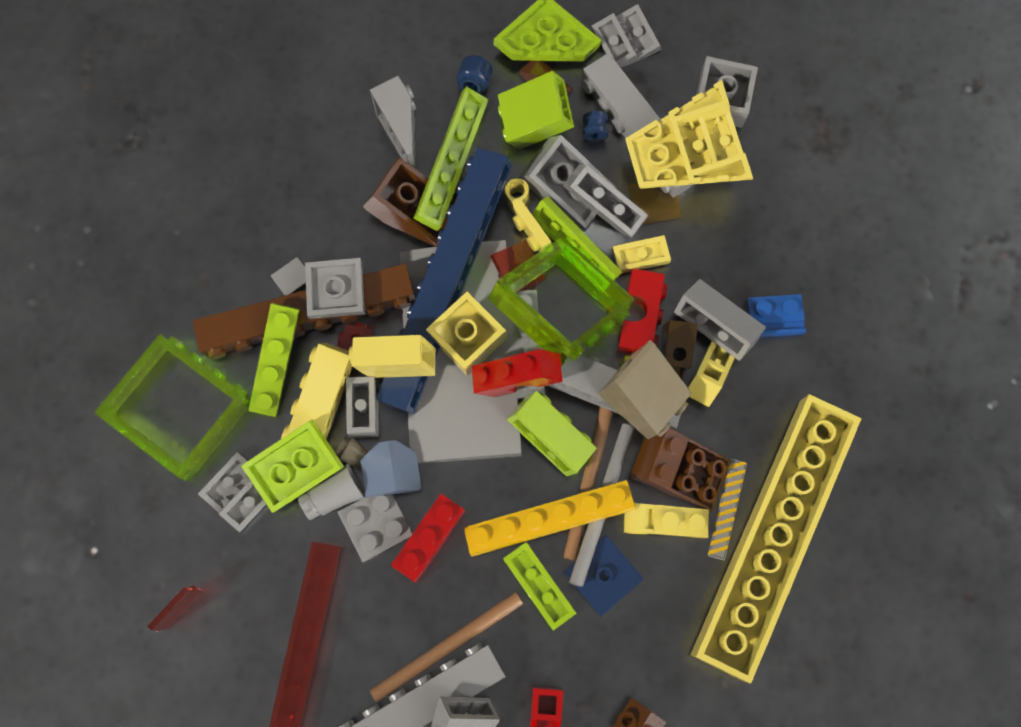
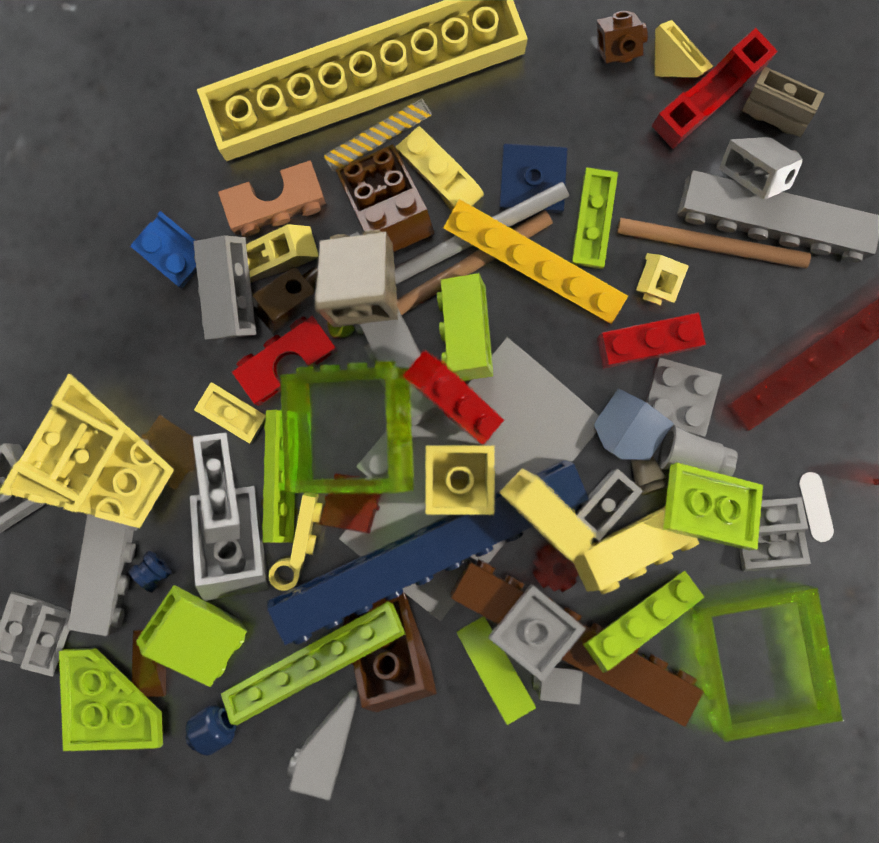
camera: 135 degrees left, 10 degrees up
(224, 537) = (816, 507): none -> white sticker
(325, 246) = (496, 671): none -> lime slope
(449, 585) = (669, 277): none -> light yellow brick
(736, 423) = (248, 213): none -> nougat arch

